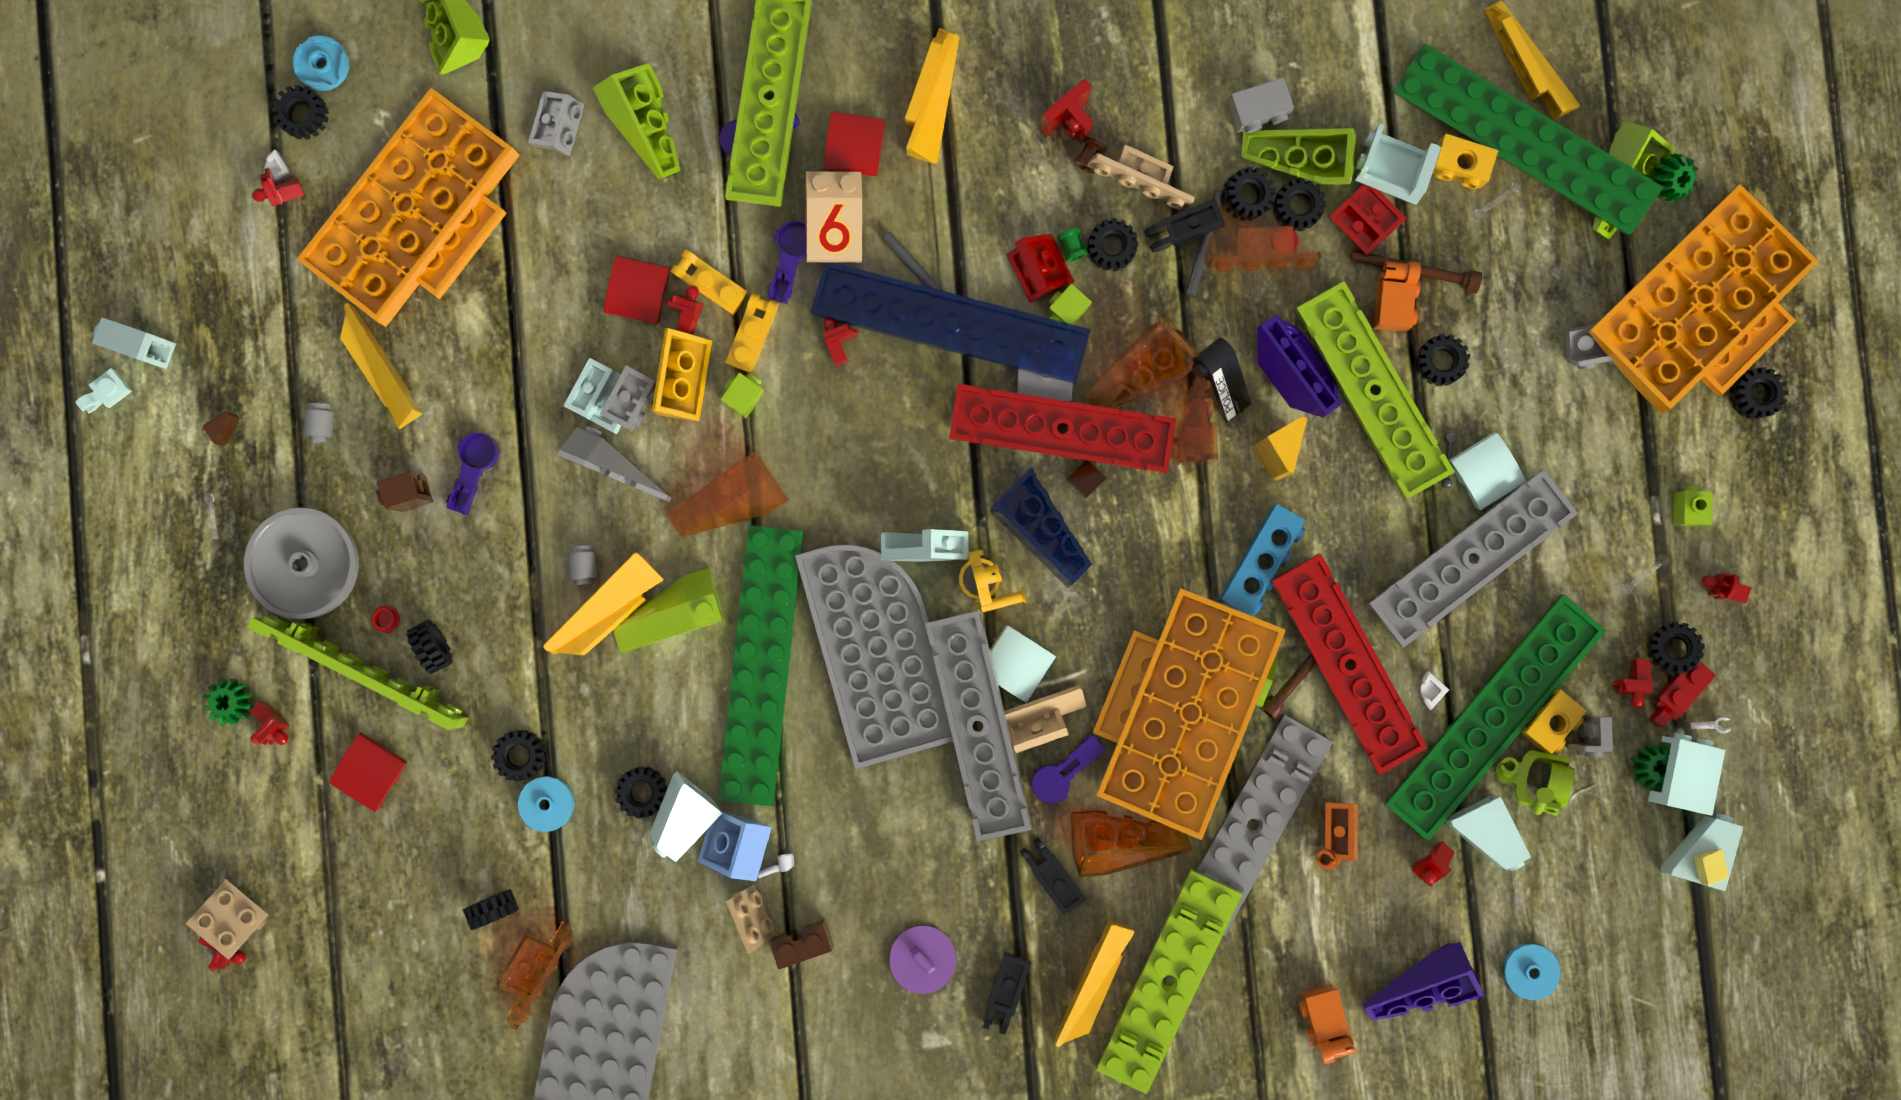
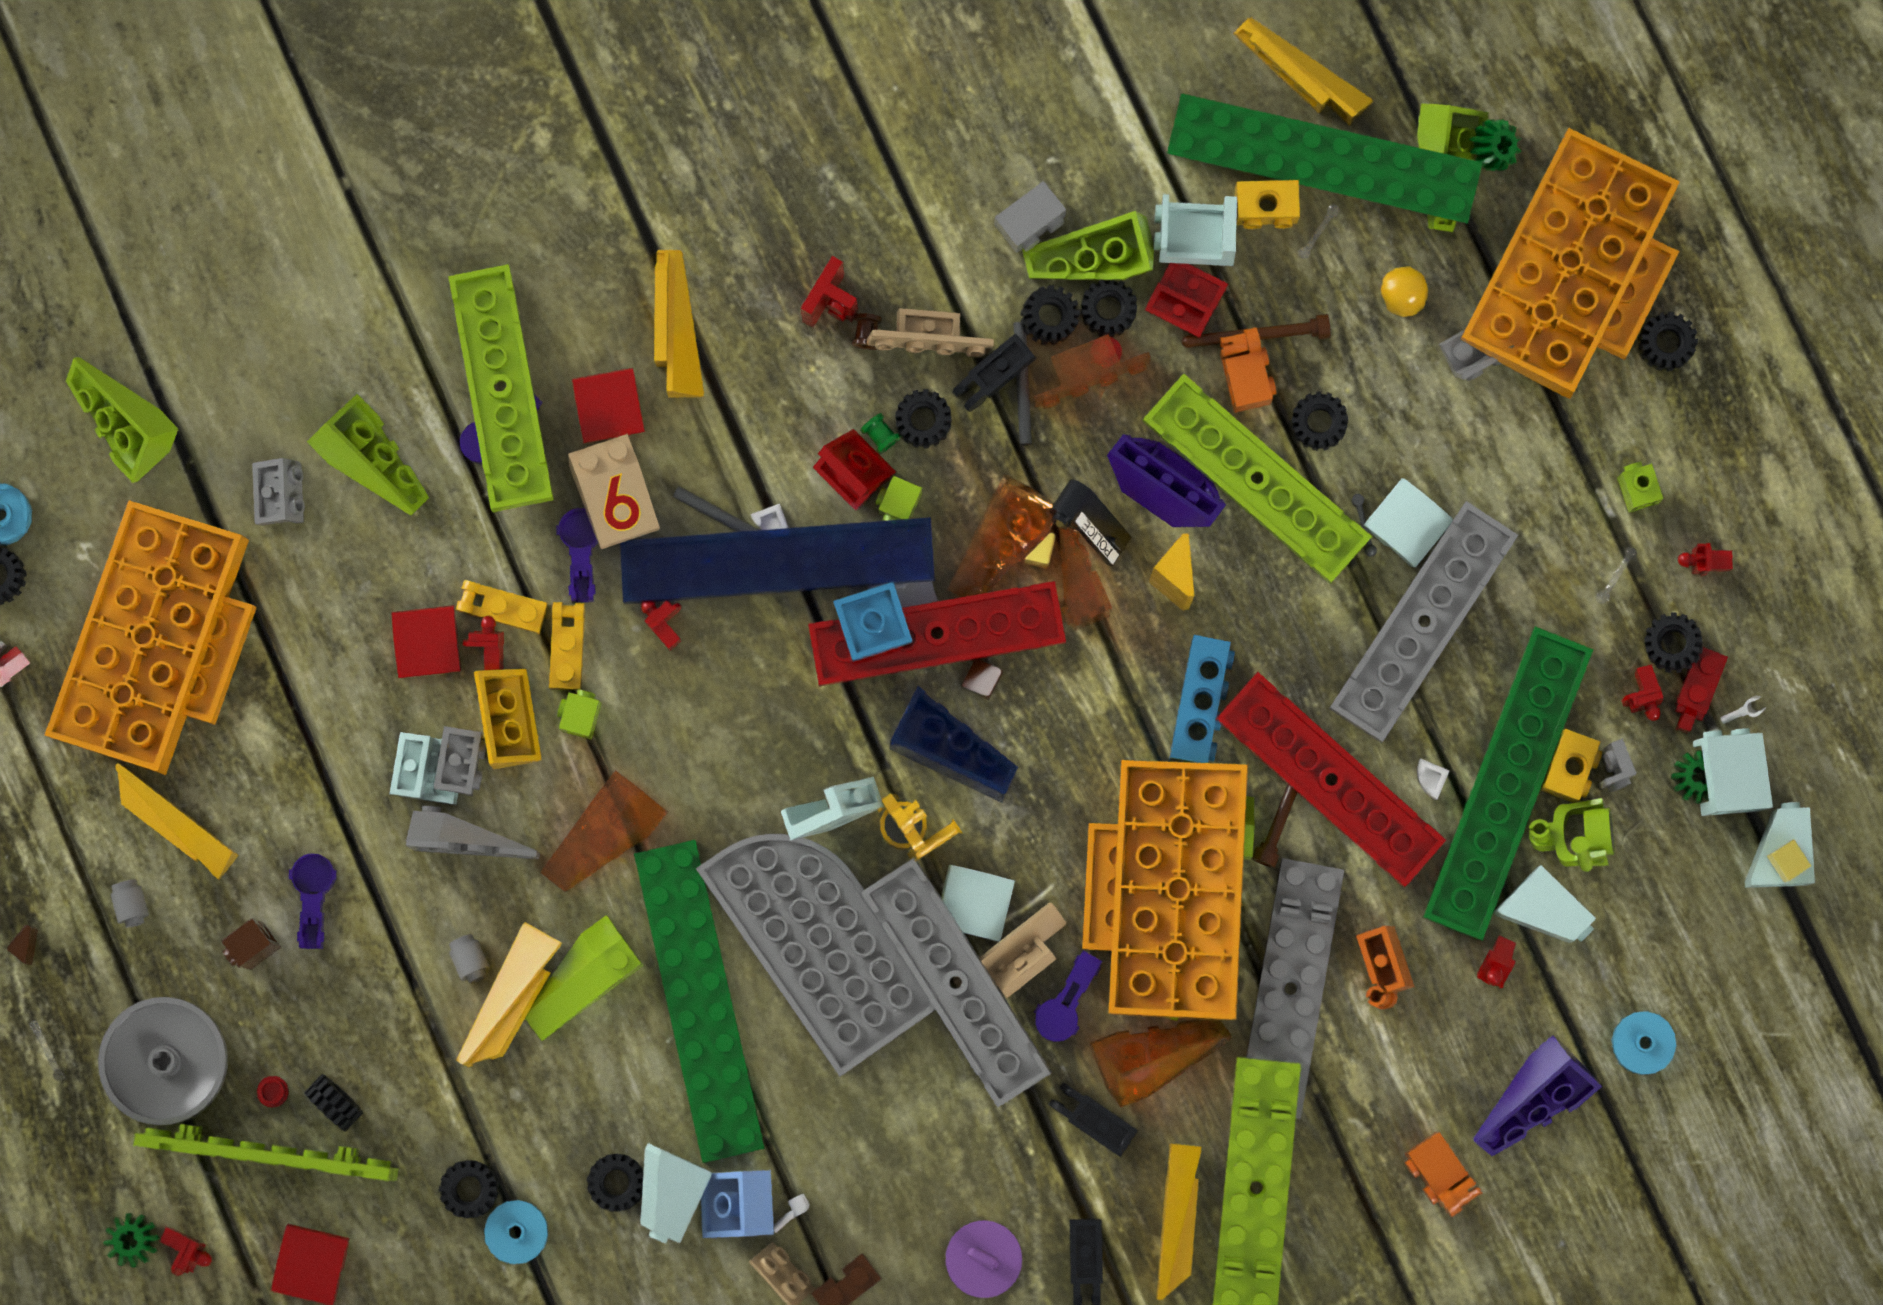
camera: 15 degrees left, 5 degrees down
(956, 284) = (770, 518): none -> white tile
(1012, 400) = (872, 621): none -> dark azure plate
(1173, 392) = (1042, 553): none -> light yellow slope
(1551, 275) = (1404, 291): none -> yellow hair

